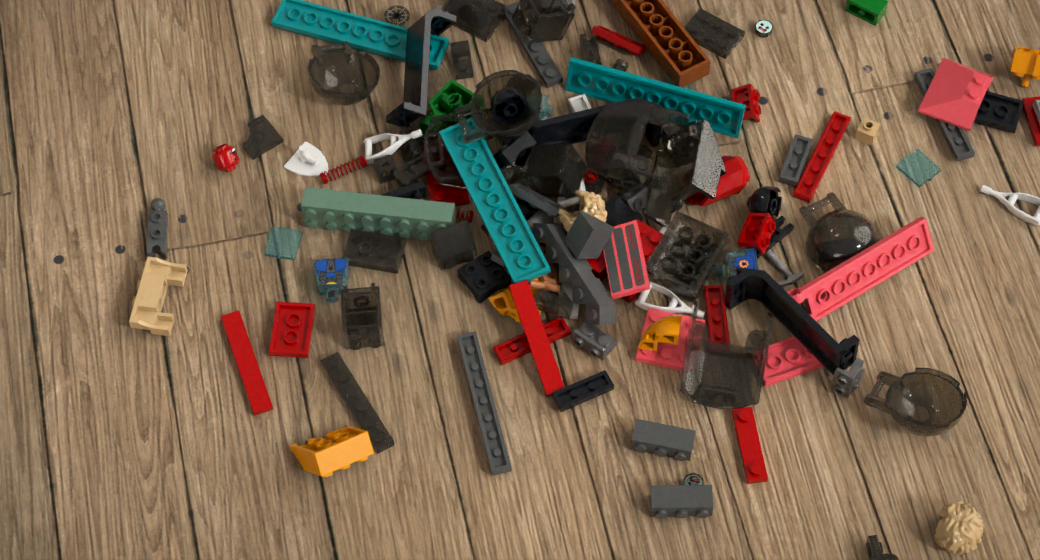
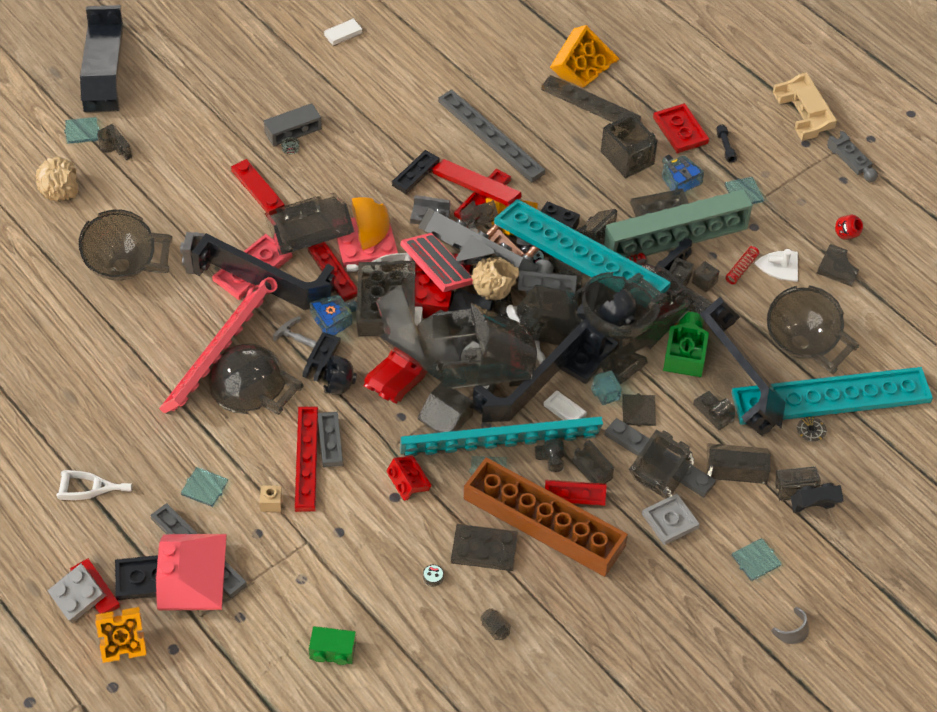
camera: 150 degrees right, 5 degrees down
(246, 363) = (698, 97): red tile -> none
(266, 283) = (730, 154): none -> black bar
(394, 144) = (711, 292): white piece -> none
(663, 440) = (329, 159): dark grey brick -> none
(757, 231) = (331, 340): red bracket -> none

